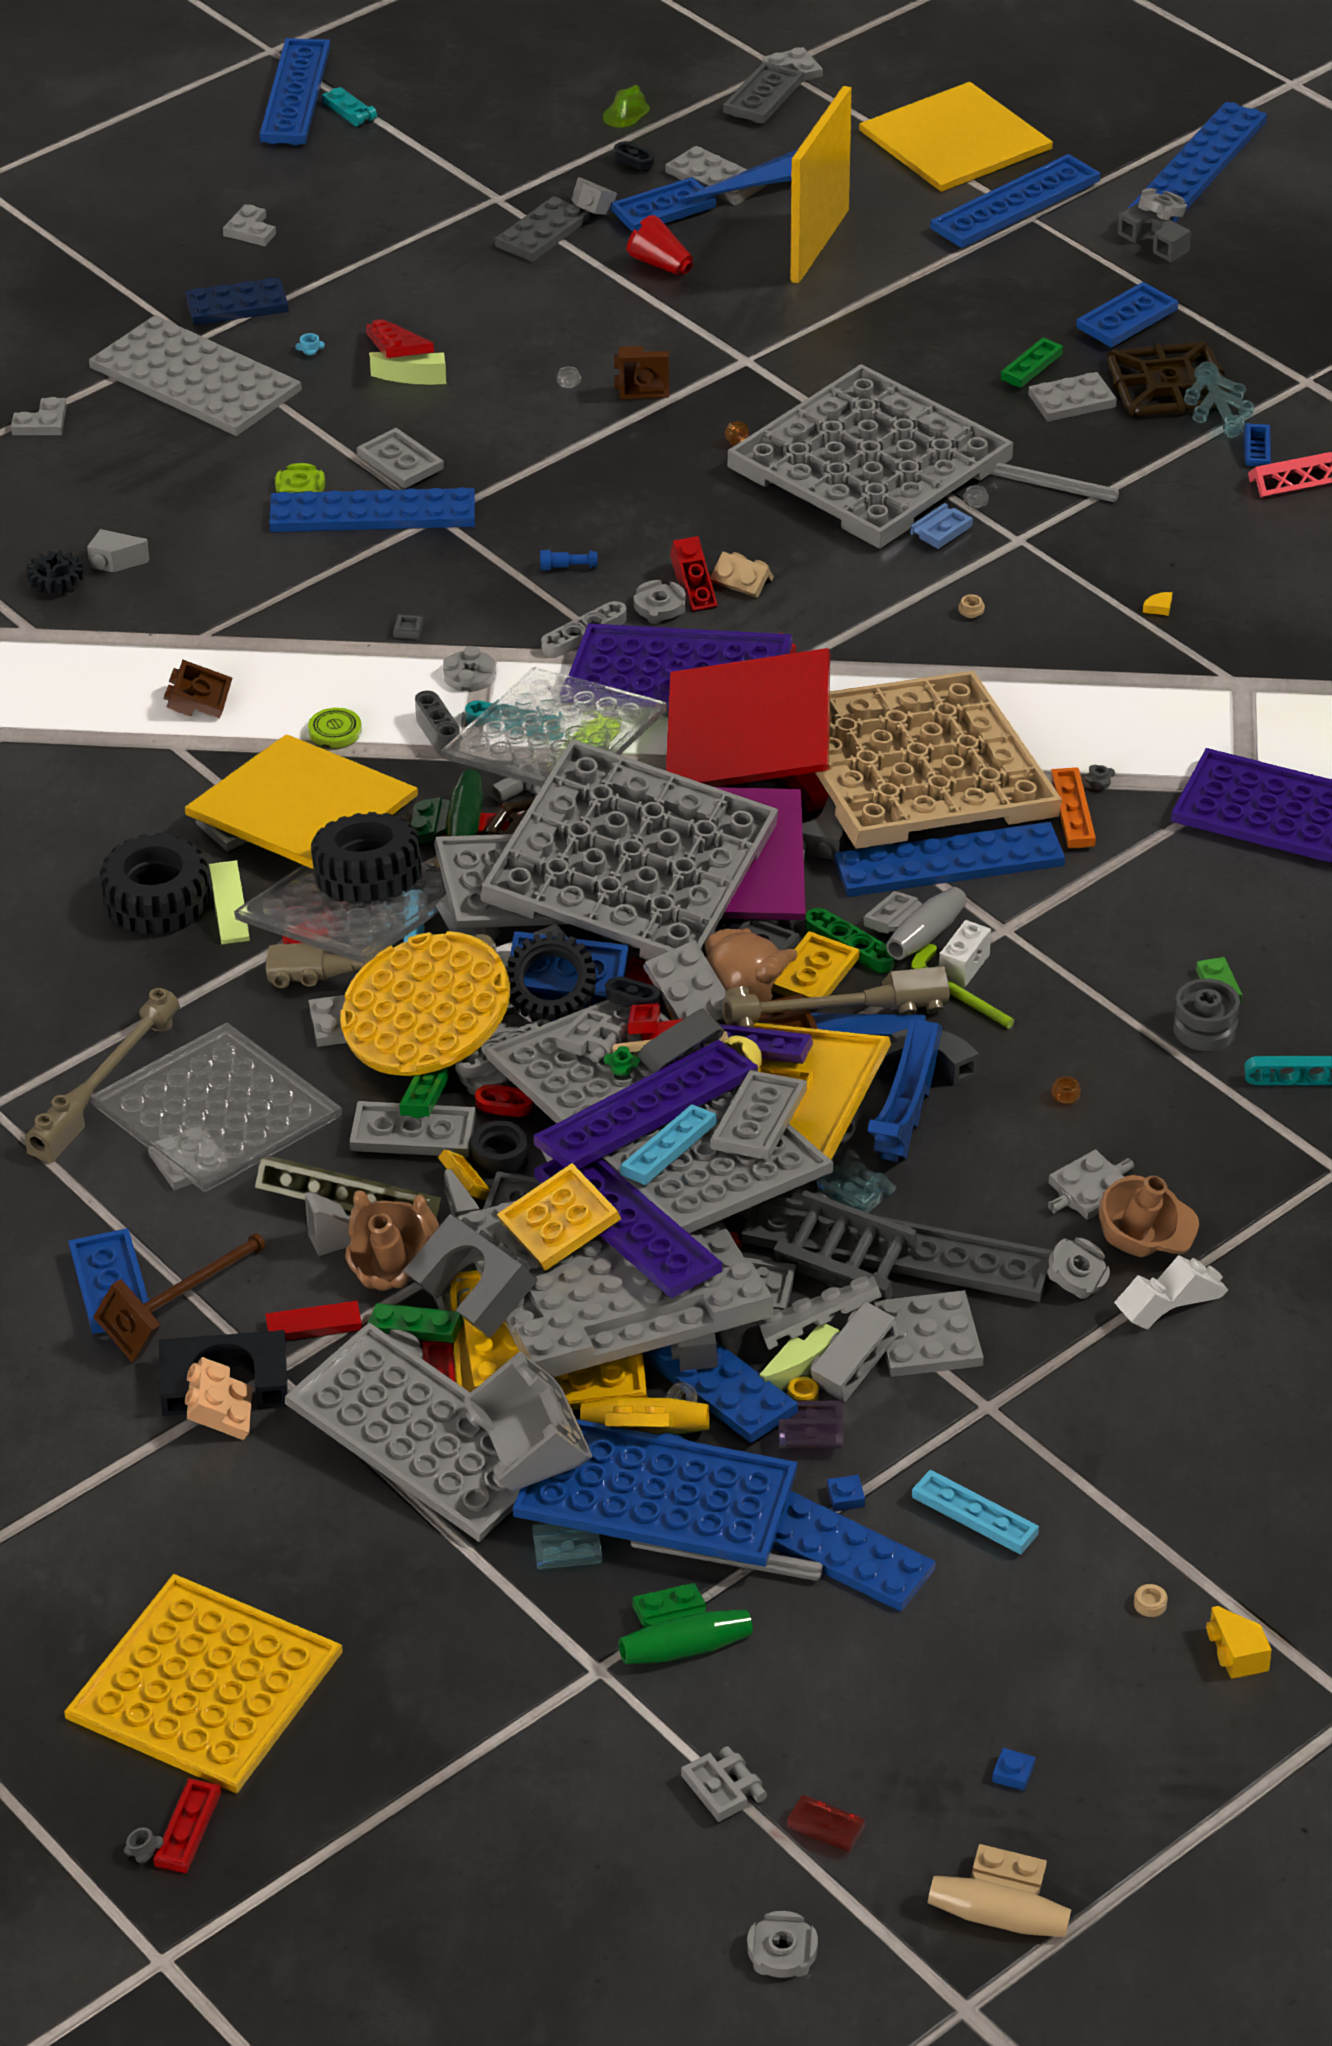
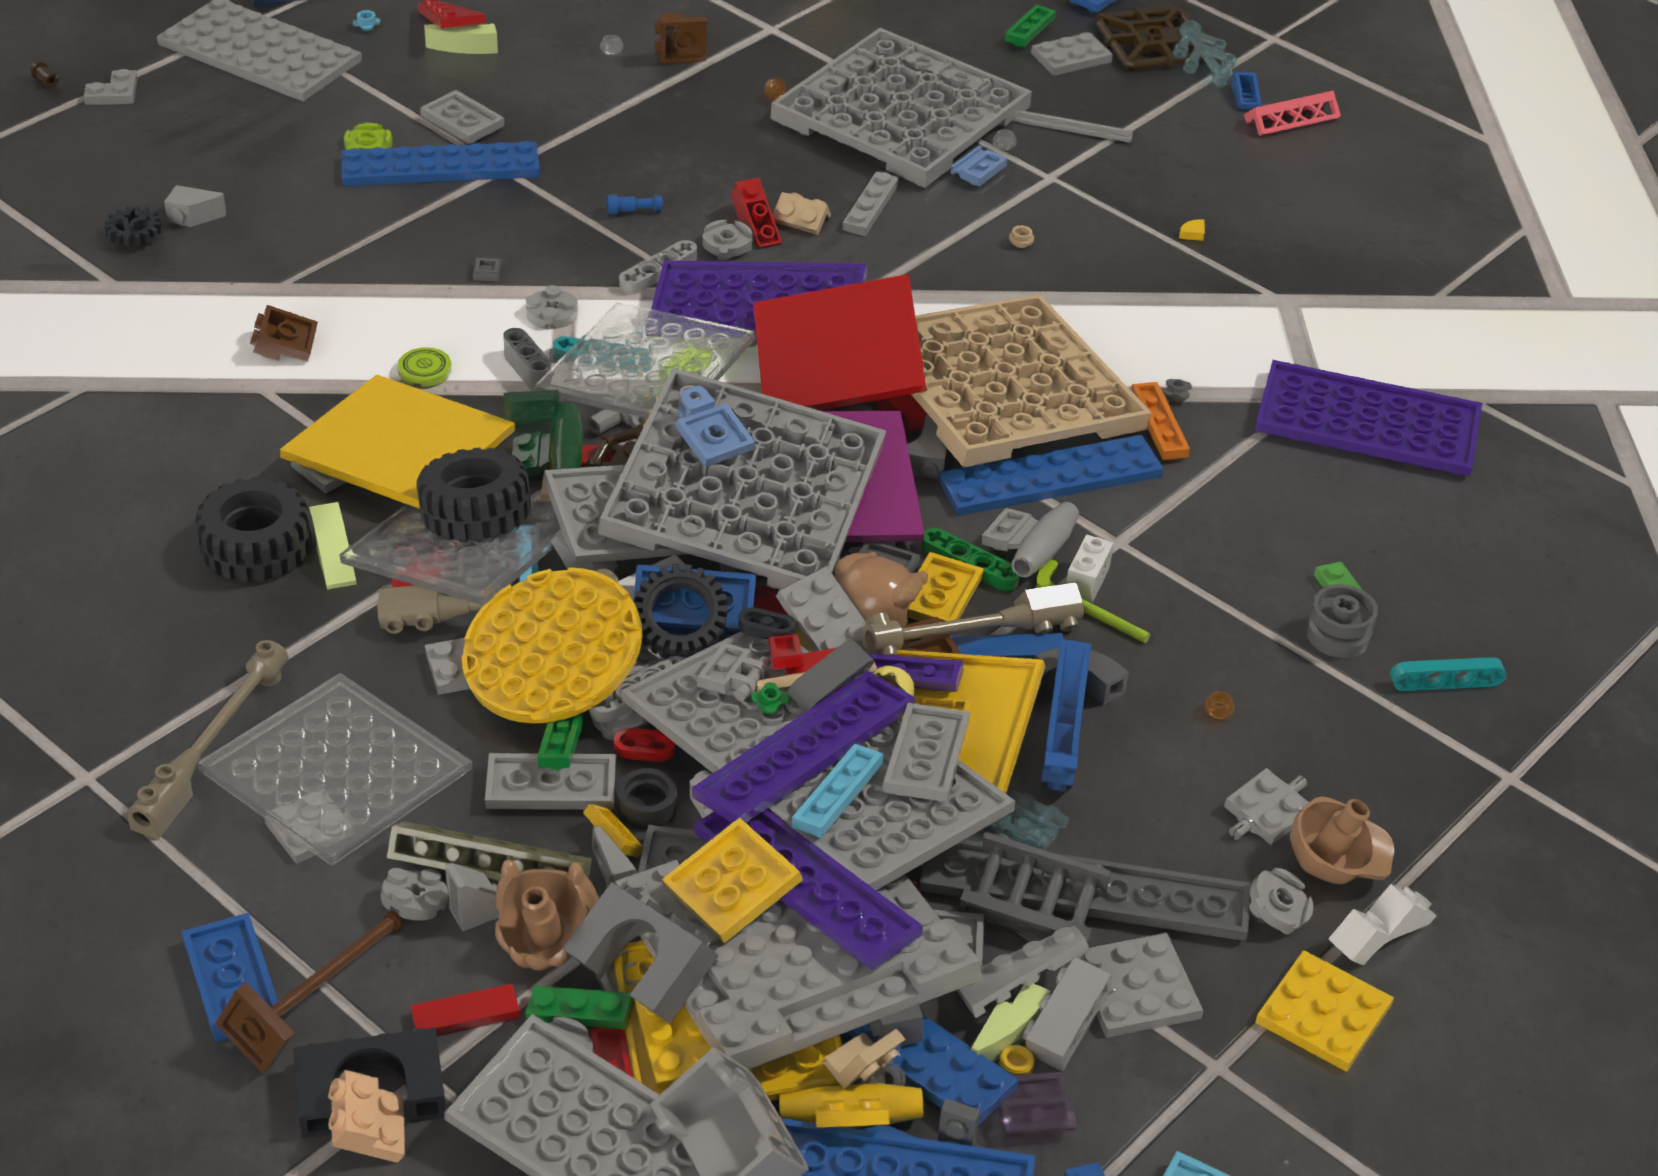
camera: 10 degrees left, 0 degrees up
(277, 1219) = (414, 893): none -> light grey plate
(434, 772) = (531, 406): none -> clear green bracket
(591, 791) = (701, 418): none -> medium blue plate
(659, 1374) = (862, 1057): none -> tan bracket
(733, 1431) = (958, 1123): none -> dark grey plate
(818, 565) = (870, 203): none -> light grey plate
(1099, 1364) = (1324, 1010): none -> yellow plate

